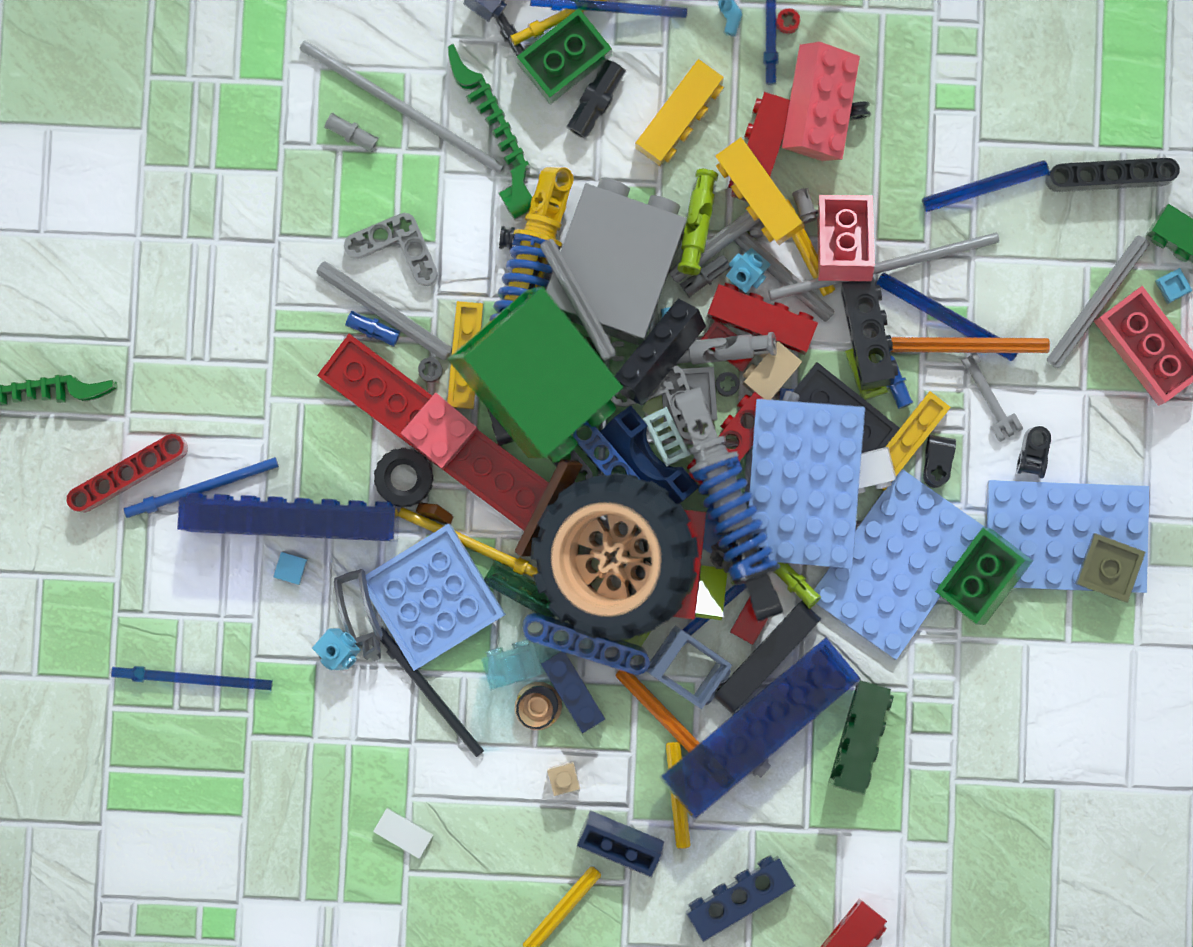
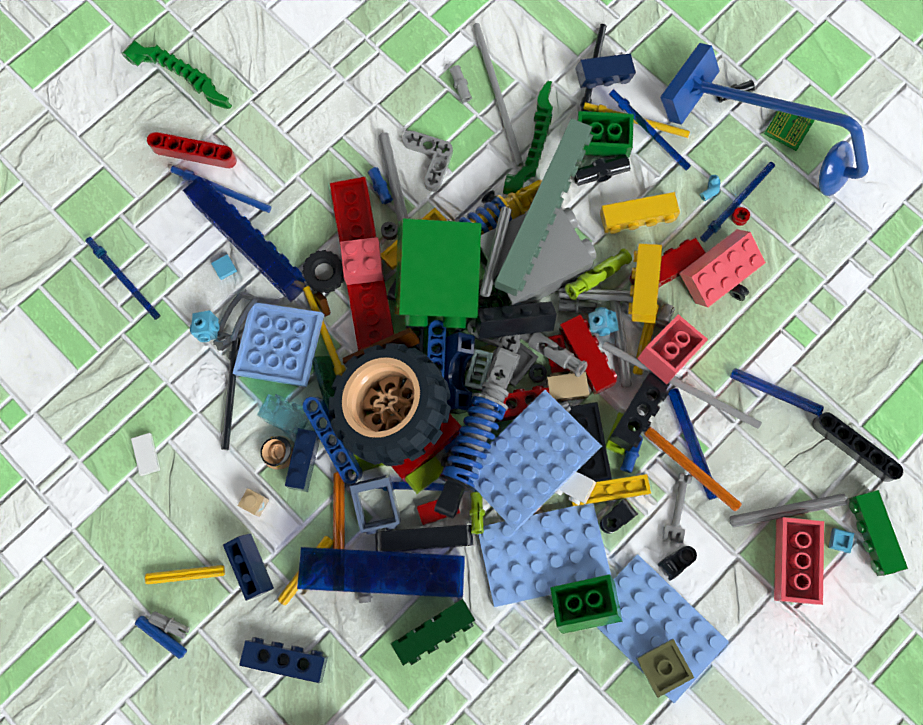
camera: 45 degrees right, 10 degrees down
(584, 205) = (543, 207): none -> sand green brick

